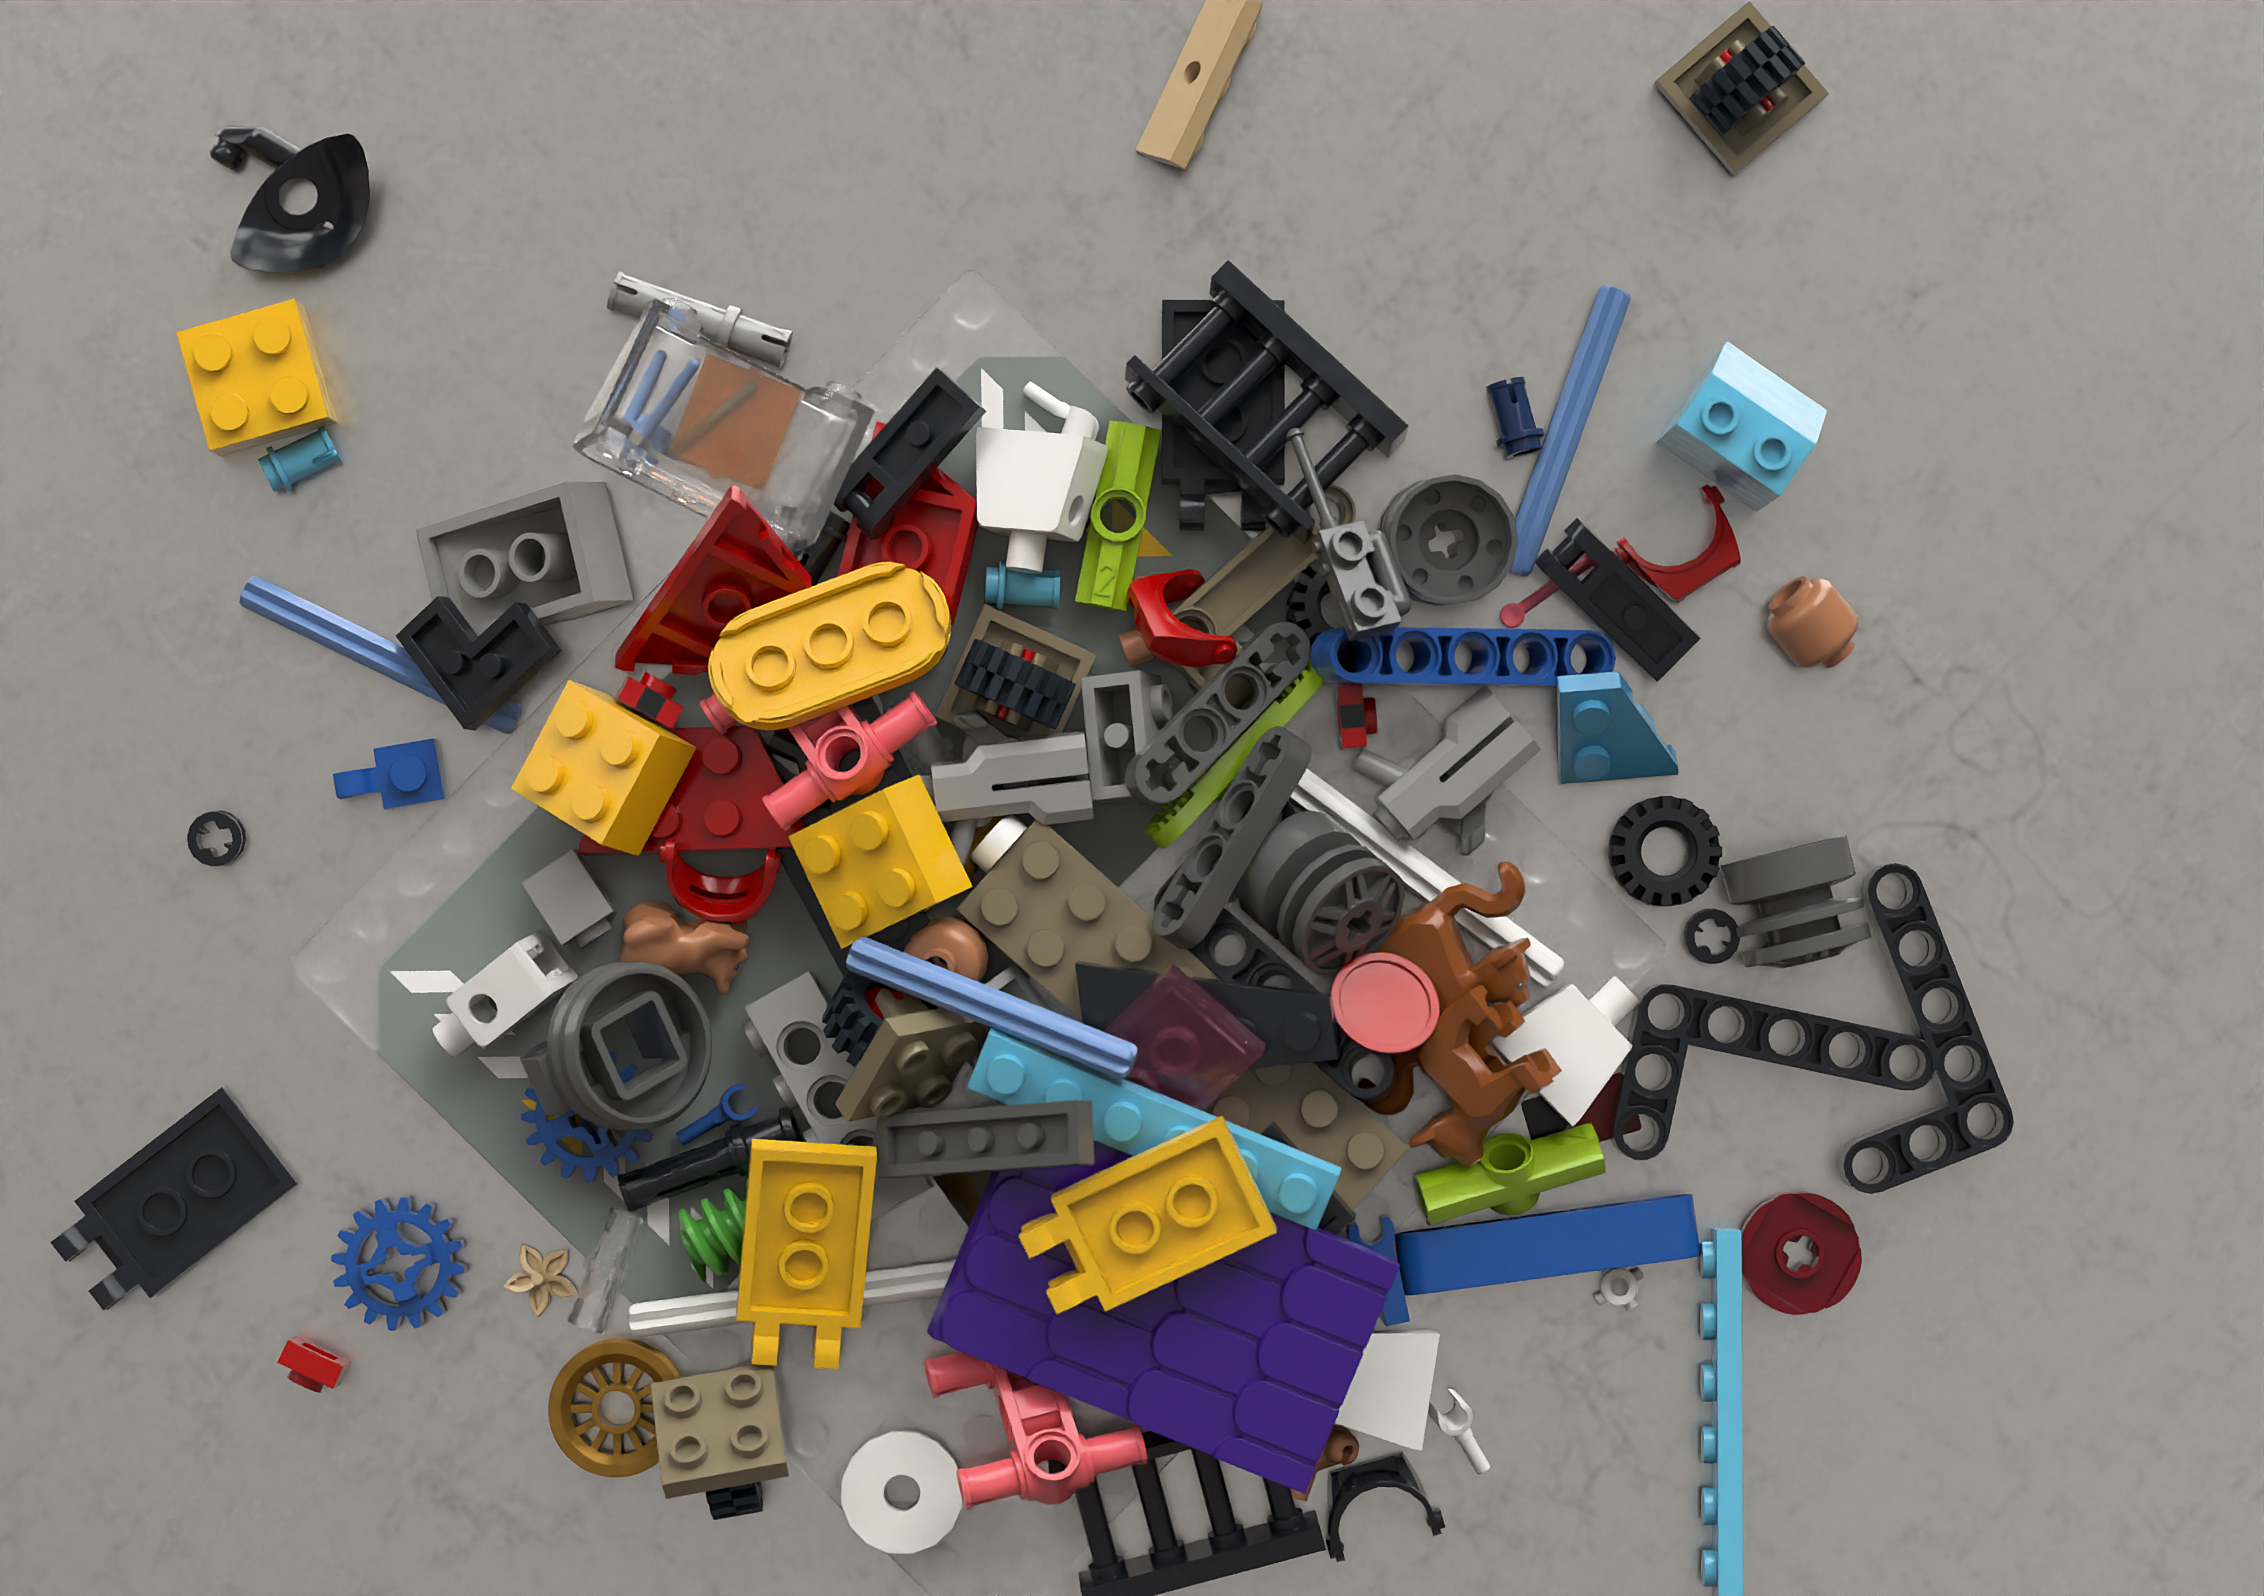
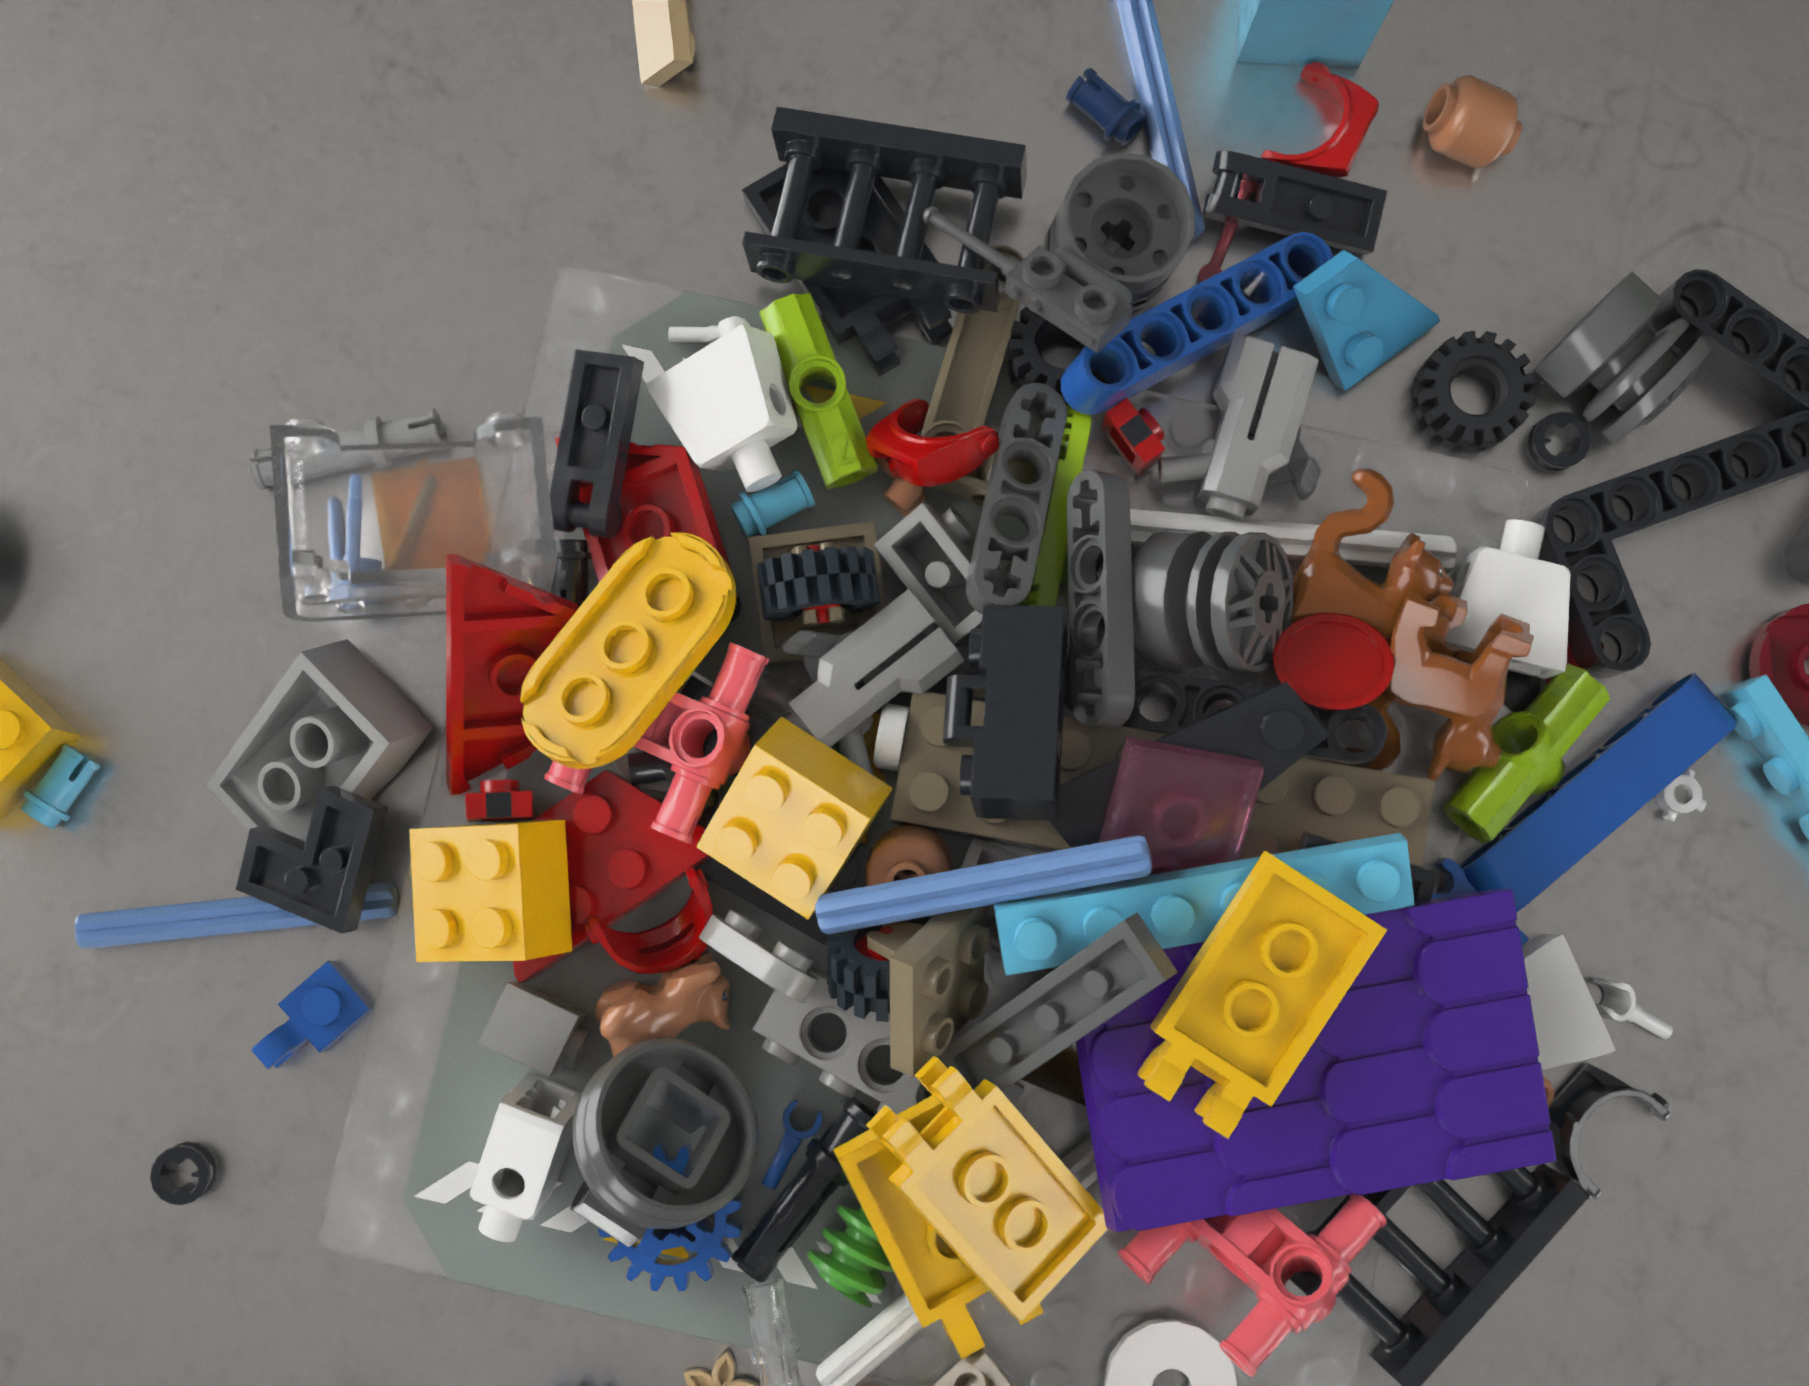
camera: 30 degrees left, 5 degrees down
(795, 971) = (780, 967): none -> light grey plate
(856, 1246) = (991, 1189): none -> yellow tile
(1124, 872) = (1023, 684): none -> black piece

